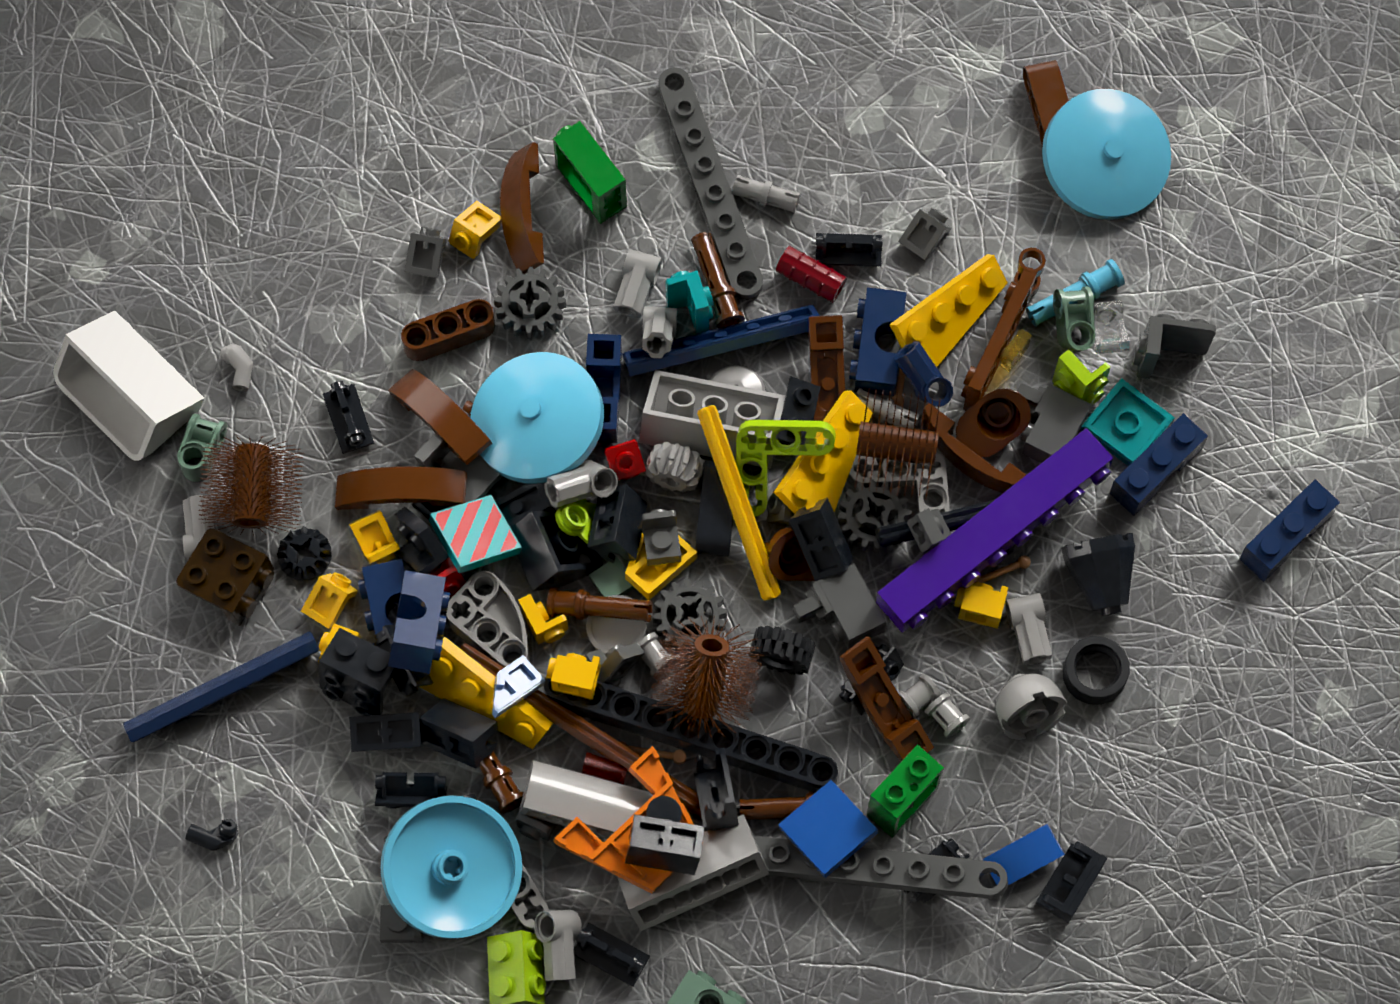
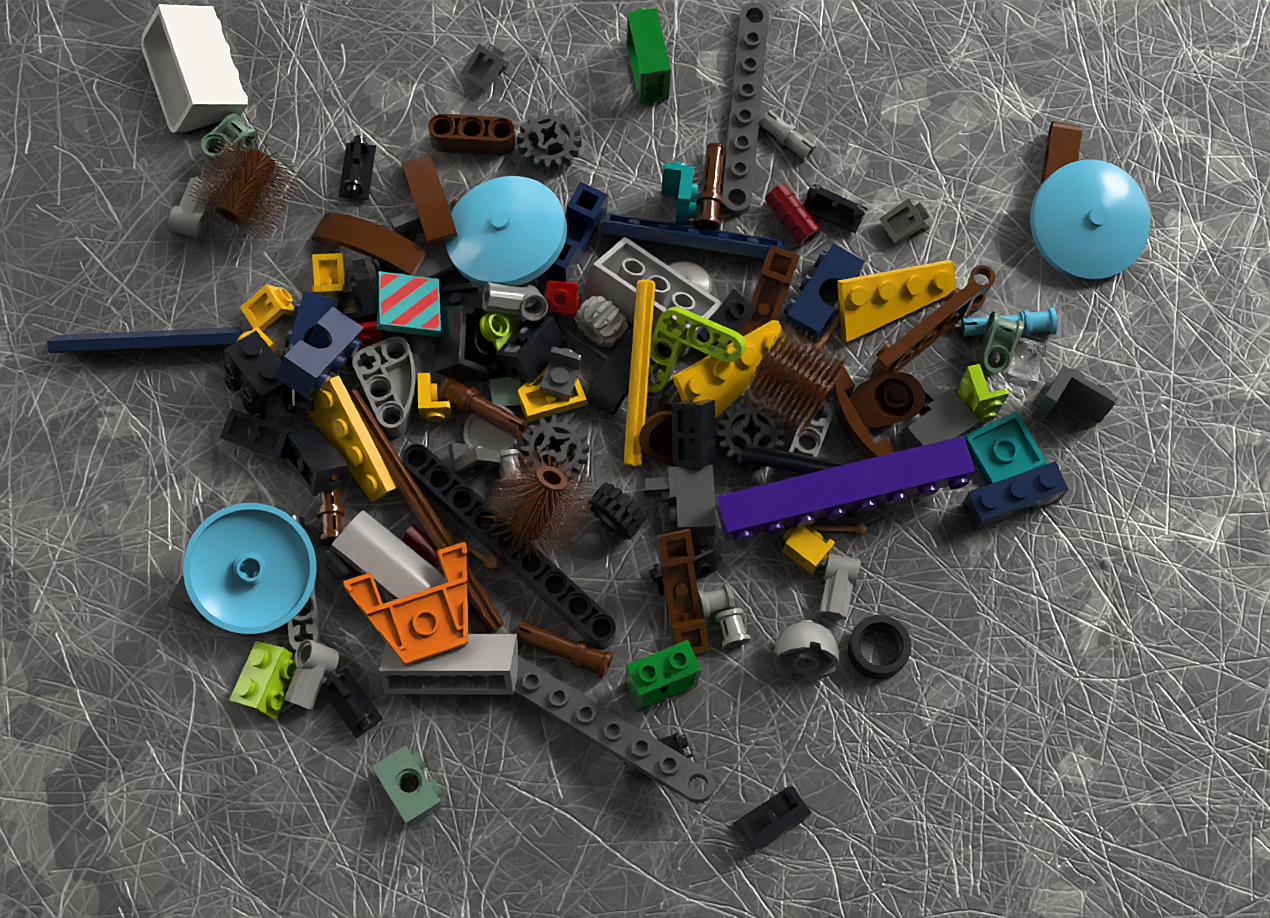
camera: 20 degrees right, 0 degrees up
(216, 838) = (78, 460): black arm -> none
(226, 574) = (194, 252): dark brown bracket -> none
(241, 362) = (294, 91): light grey arm -> none
(307, 567) = (263, 274): black gear -> none
(395, 791) = (241, 488): black hinge -> none
(473, 228) = (533, 62): yellow bracket -> none
(515, 208) = (567, 90): reddish brown slope -> none
(515, 684) = (377, 440): tile -> none
(574, 674) = (431, 454): yellow brick -> none
(638, 276) = (649, 155): light grey piece -> none
(658, 330) = (643, 204): light grey piece -> none
(664, 808) = (444, 603): black tile -> none
(664, 844) = (431, 628): hinge -> none
(715, 792) = (502, 605): black hinge -> none
(828, 828) = (581, 678): blue tile -> none
(923, 373) = (846, 332): dark blue piece -> none
(928, 529) = (787, 462): dark grey bracket -> none
(1015, 350) = (936, 348): clear yellow tile -> none
(1027, 854) = (743, 778): blue slope -> none
(1103, 570) = (924, 564): black cone -> none
(1289, 529) = (1114, 596): dark blue arch -> none

